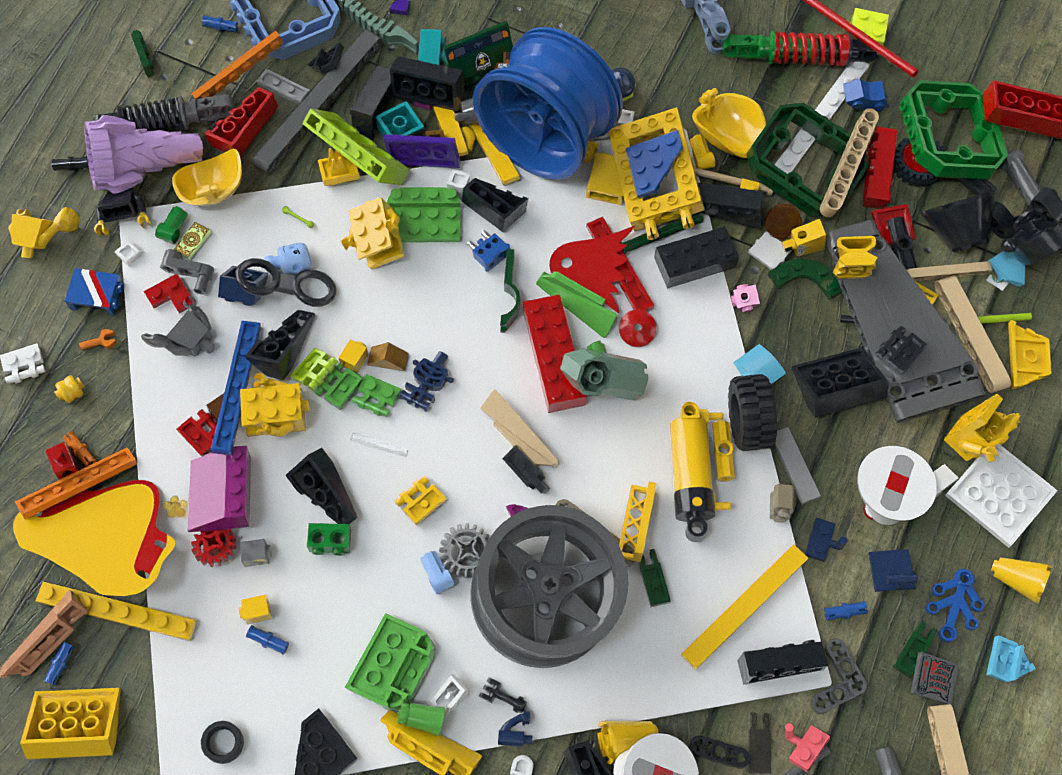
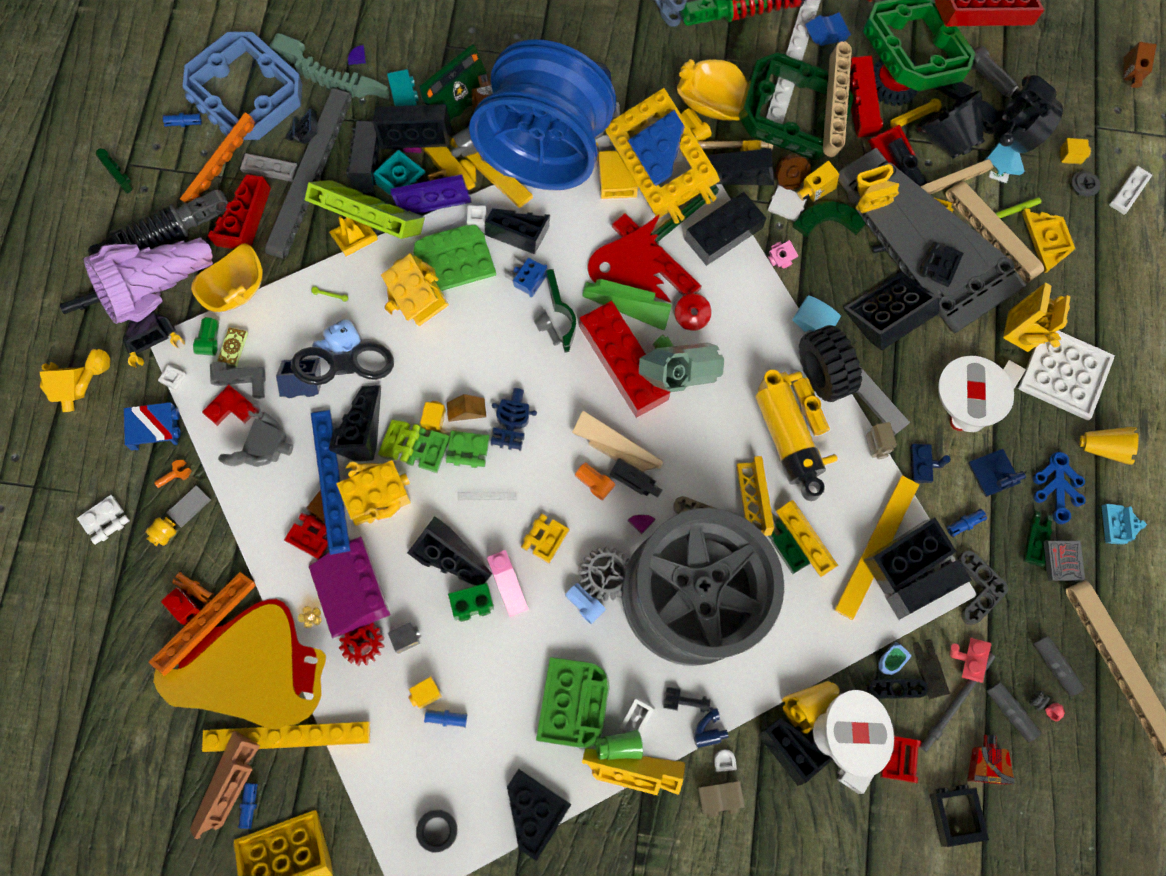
camera: 20 degrees left, 5 degrees up
(102, 374) = (188, 506): none -> light grey tile
(369, 531) = (507, 583): none -> slope
(488, 463) = (599, 484): none -> orange piece
(489, 298) = (544, 323): none -> dark grey bar
(675, 576) = (807, 538): none -> yellow plate
(724, 721) = (893, 659): none -> rock
(772, 622) = (909, 555): none -> black brick
(933, 198) = (933, 106): none -> yellow axle

